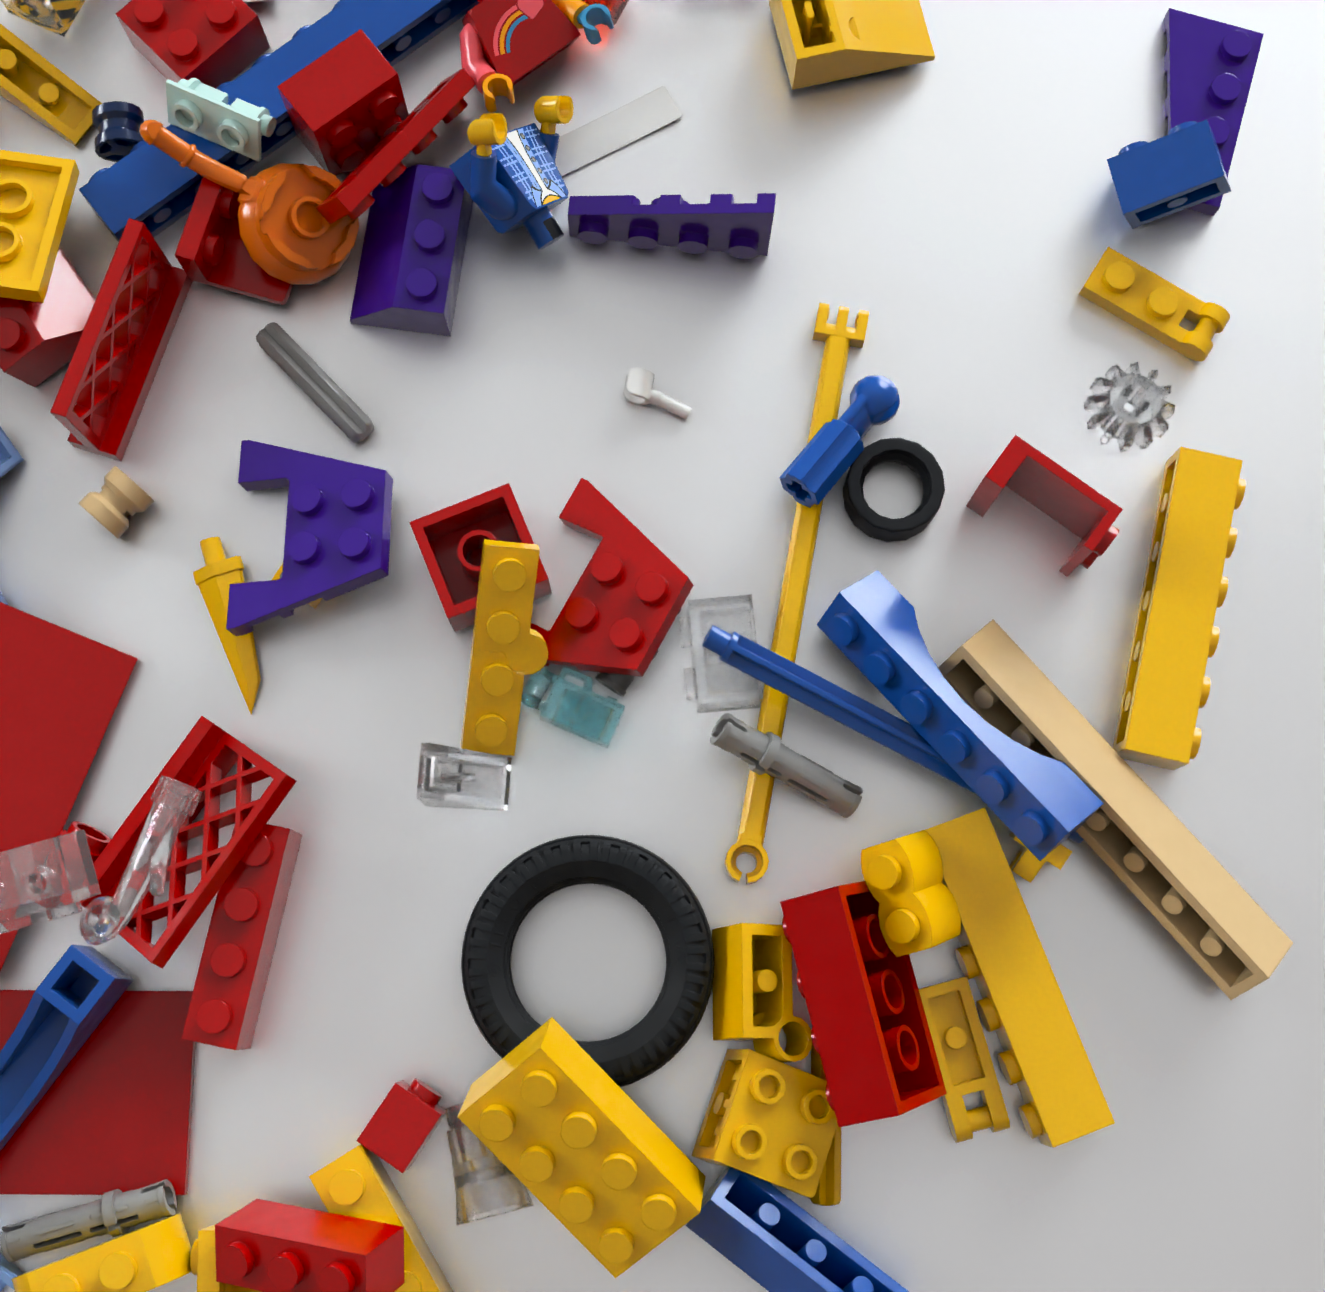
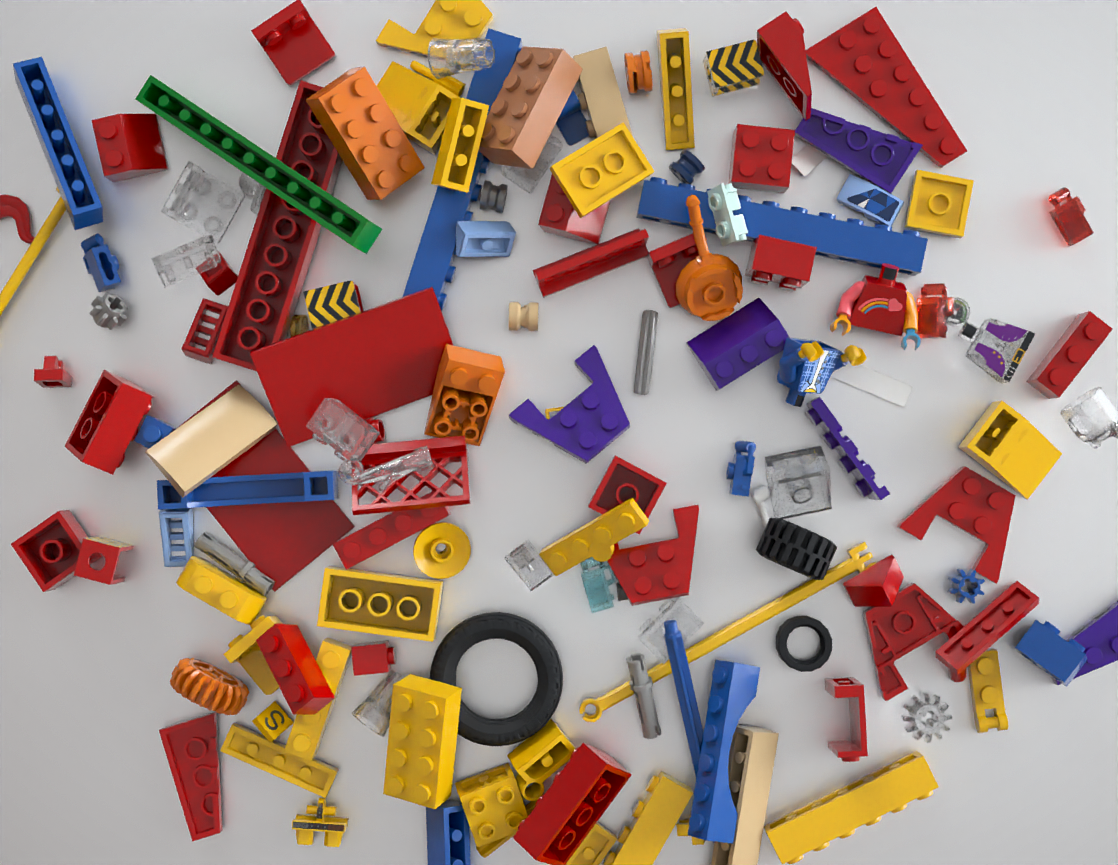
camera: 55 degrees right, 10 degrees up
(145, 671) = (464, 394): none -> orange slope
(214, 585) = (524, 389): yellow bar -> none
(329, 1043) = (380, 603): none -> yellow brick
(364, 883) = (443, 563): none -> yellow dish
(384, 161) = (774, 301): red hinge -> none
(583, 381) = (741, 469): none -> blue piece
(665, 320) = (798, 482): none -> clear slope
(750, 384) = (796, 548): none -> black tyre
(839, 442) = (802, 605): blue piece -> none
(889, 330) = (876, 585): none -> red slope
(893, 130) = (974, 507): none -> red wing
(912, 900) = (629, 795): yellow brick -> none
(975, 339) = (902, 628): none -> red wing
(989, 203) = (973, 589): none -> blue gear
(1070, 237) = (985, 629): none -> red piece

